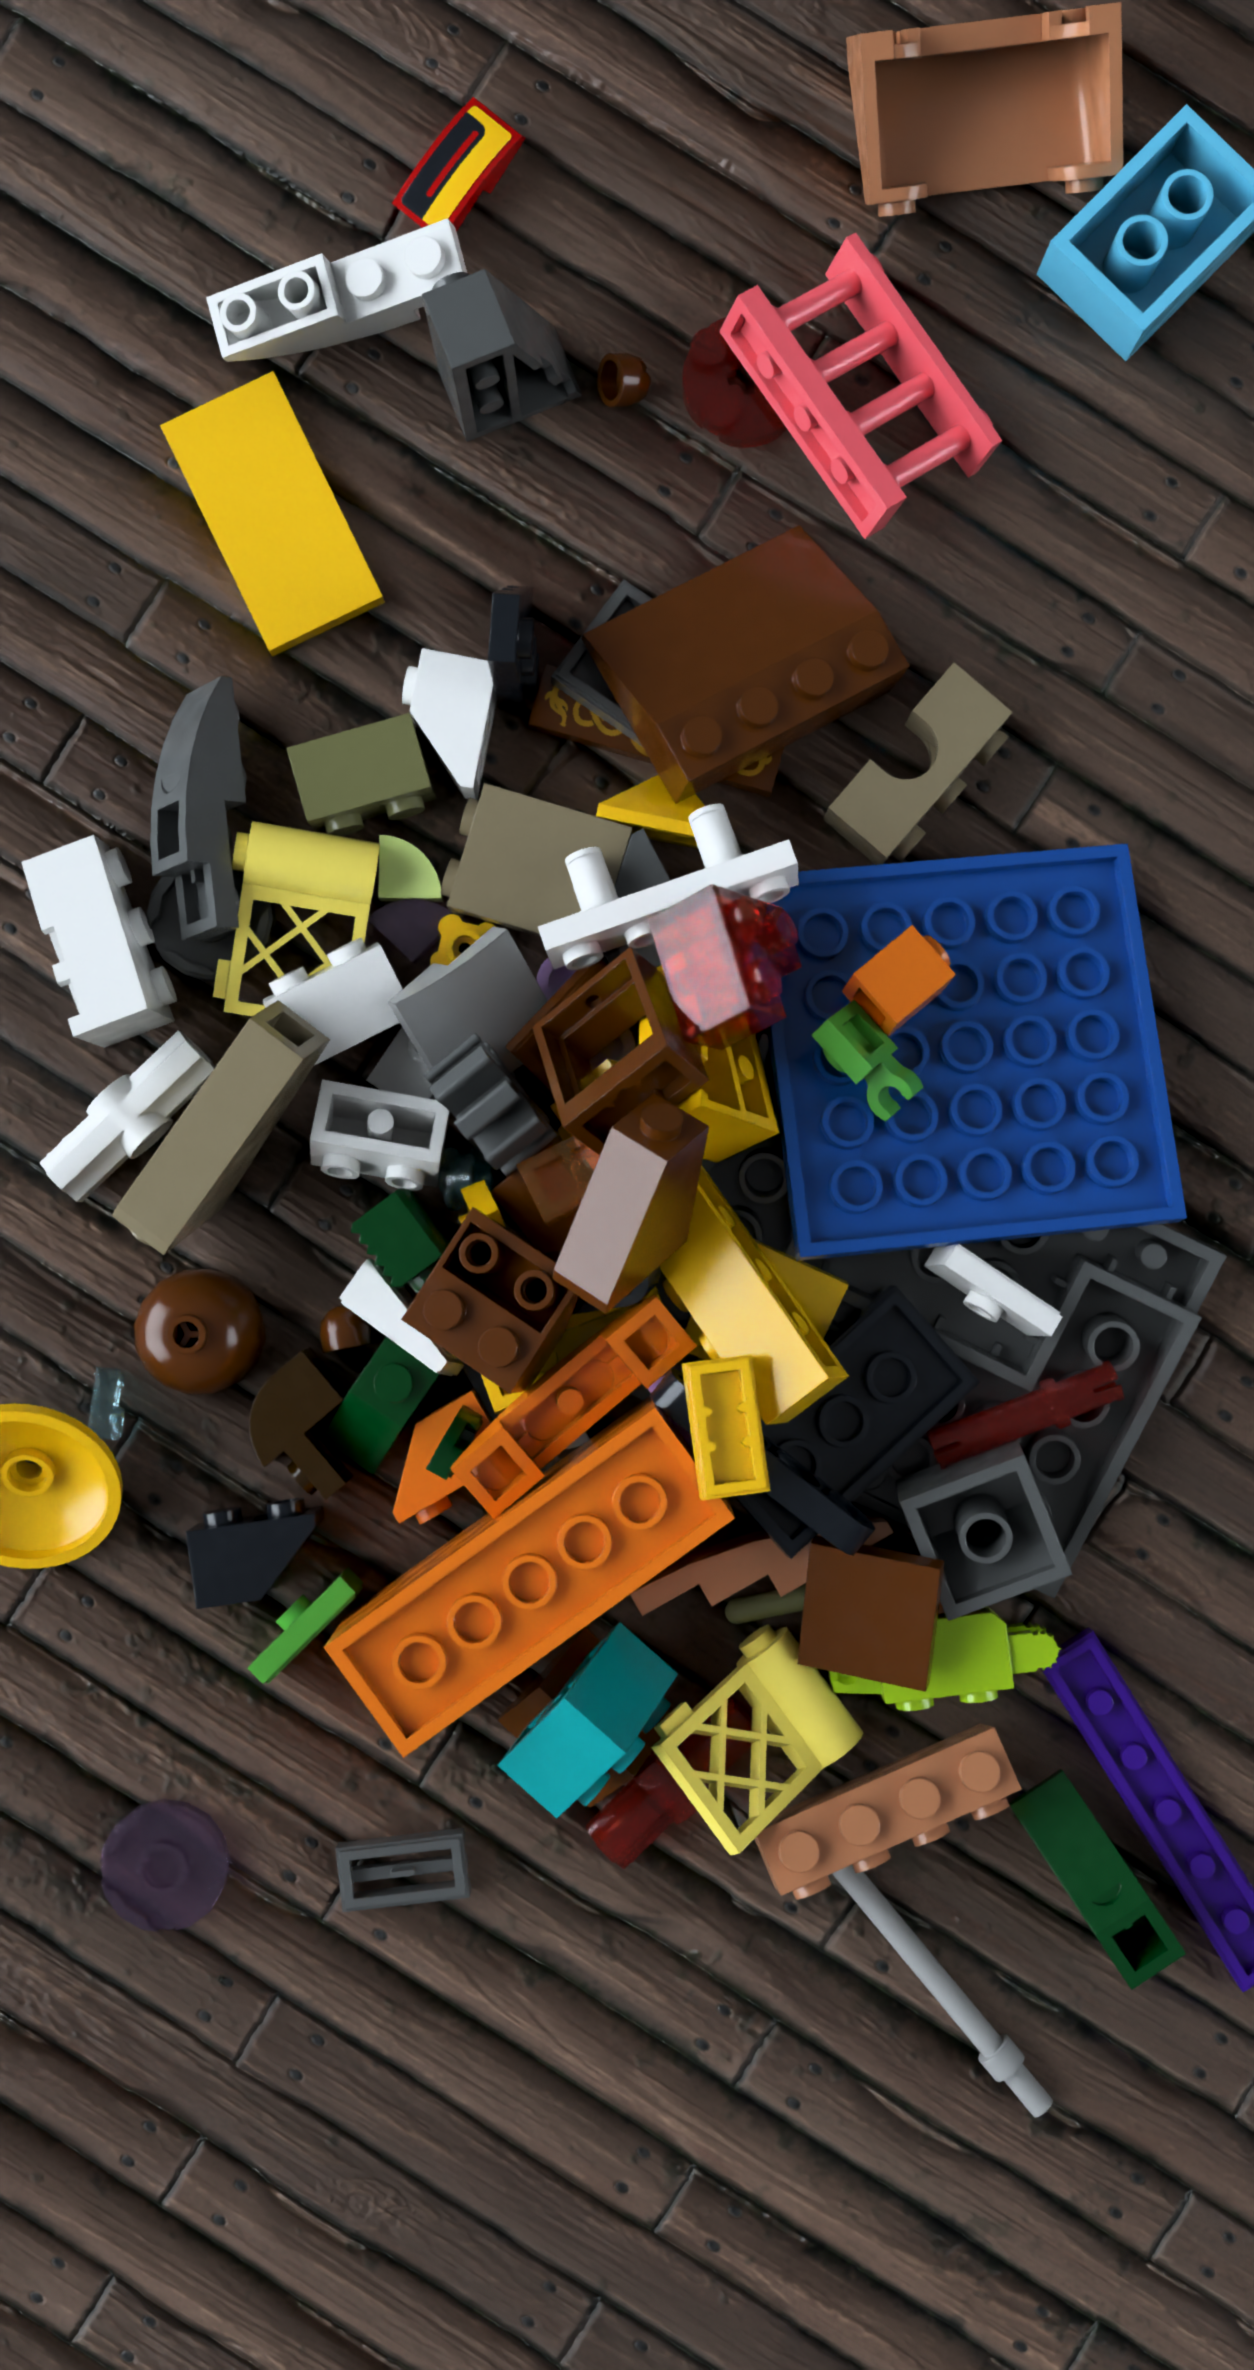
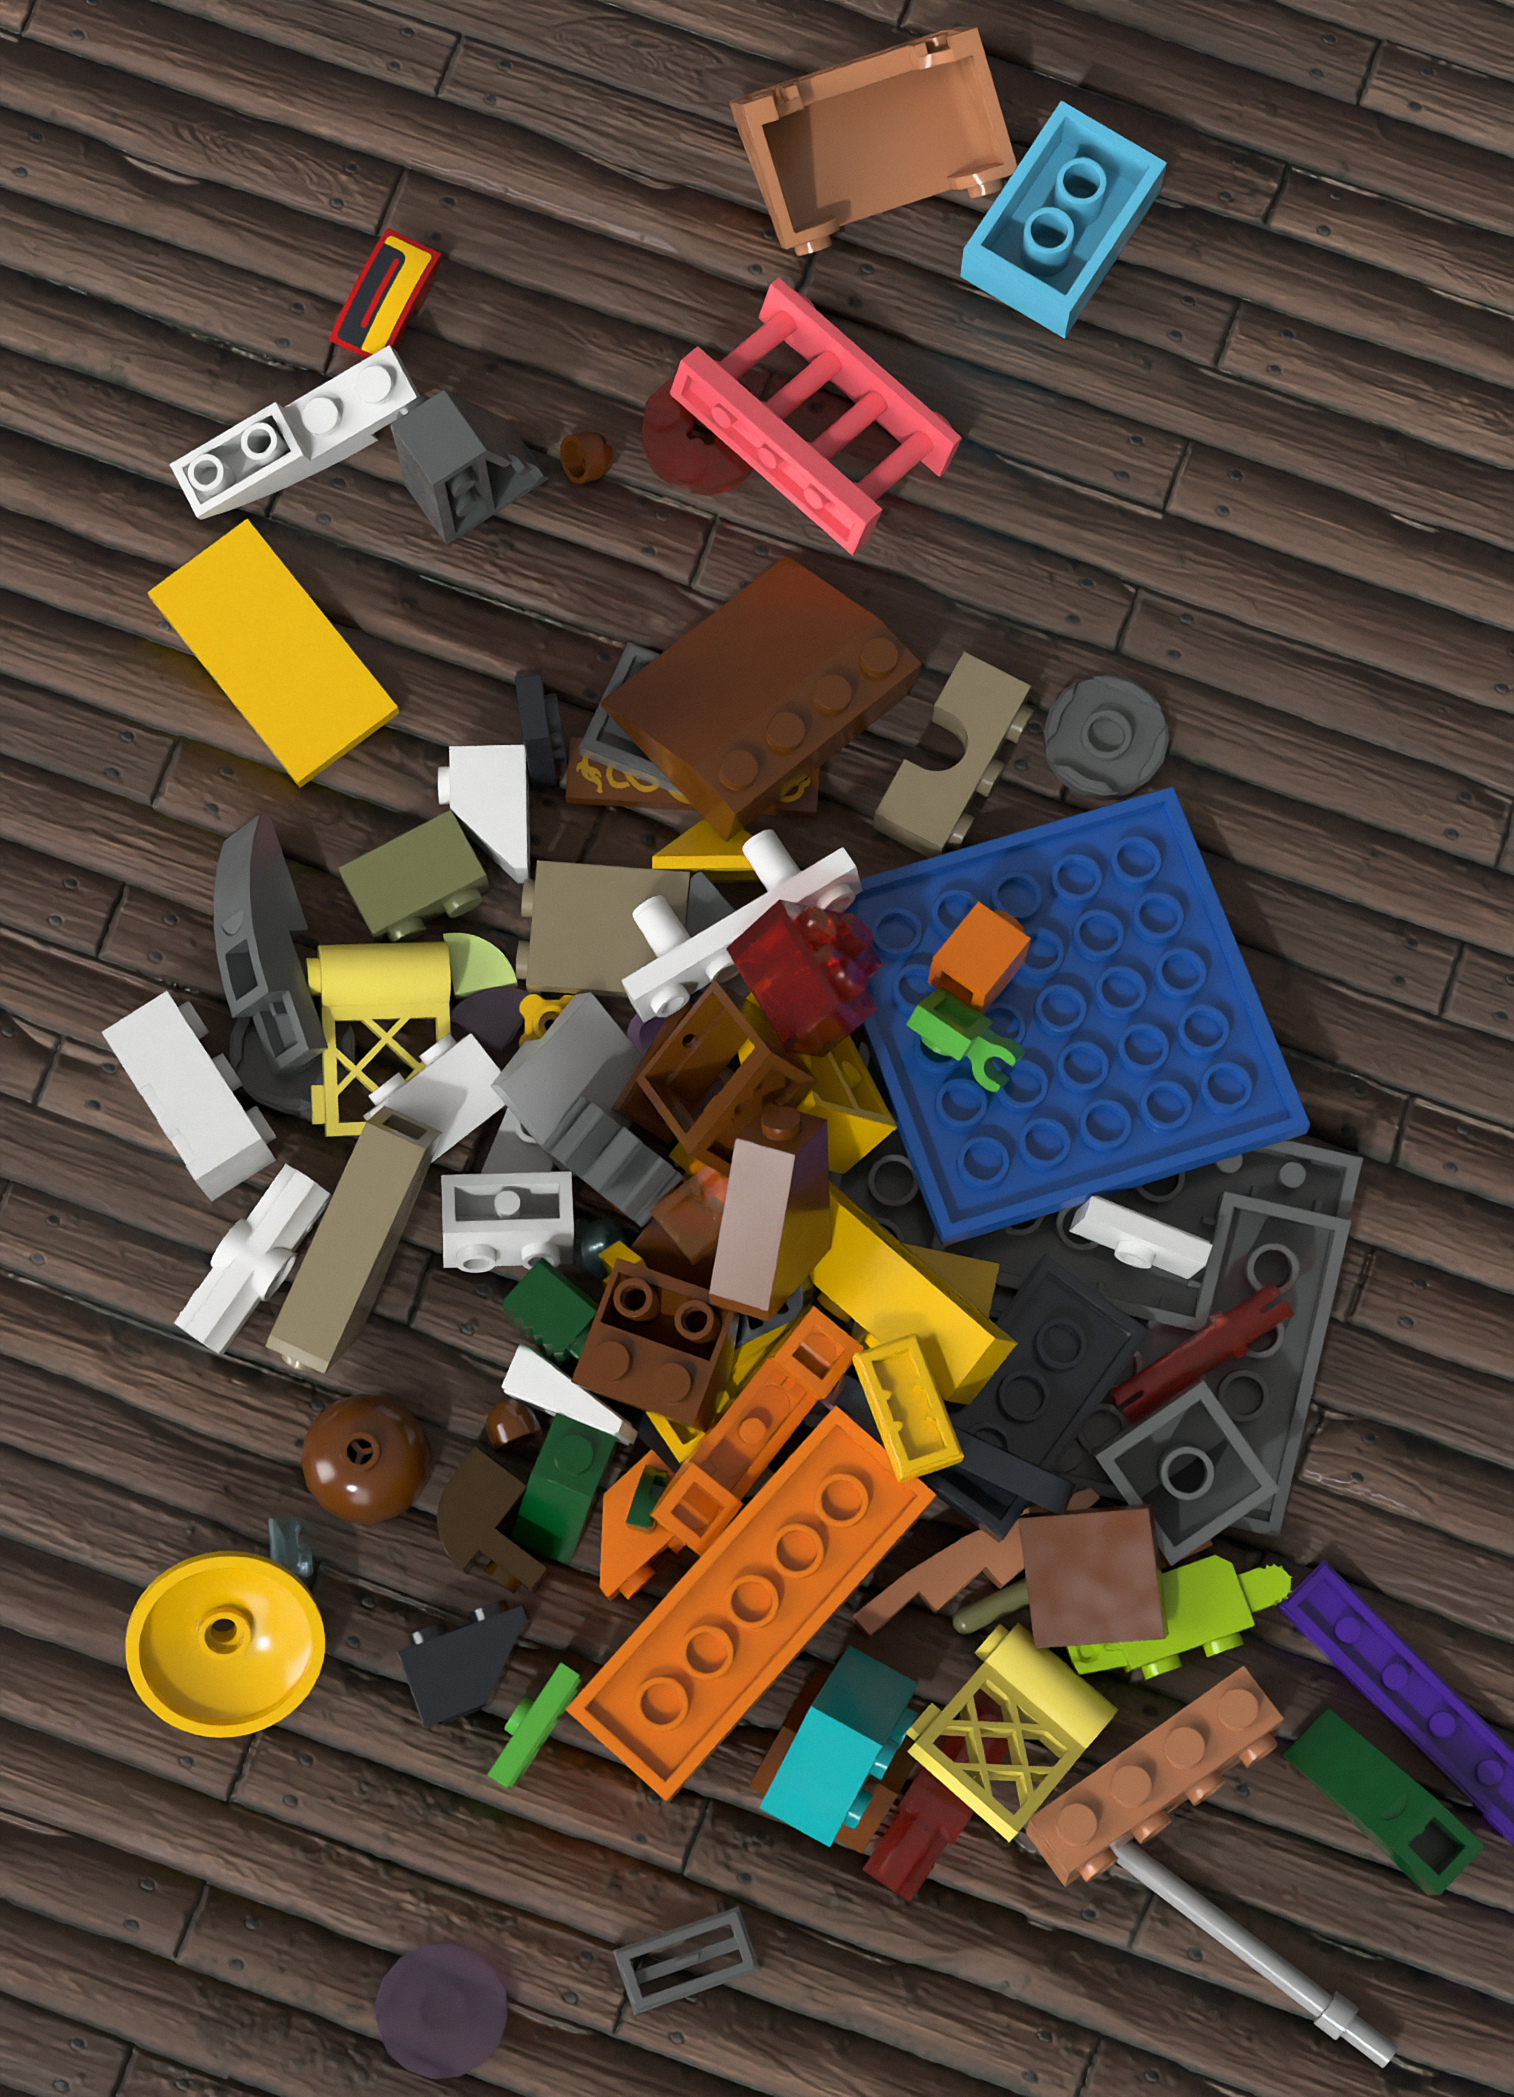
camera: 15 degrees left, 10 degrees down
(1071, 778) = (1105, 737): none -> dark grey tile

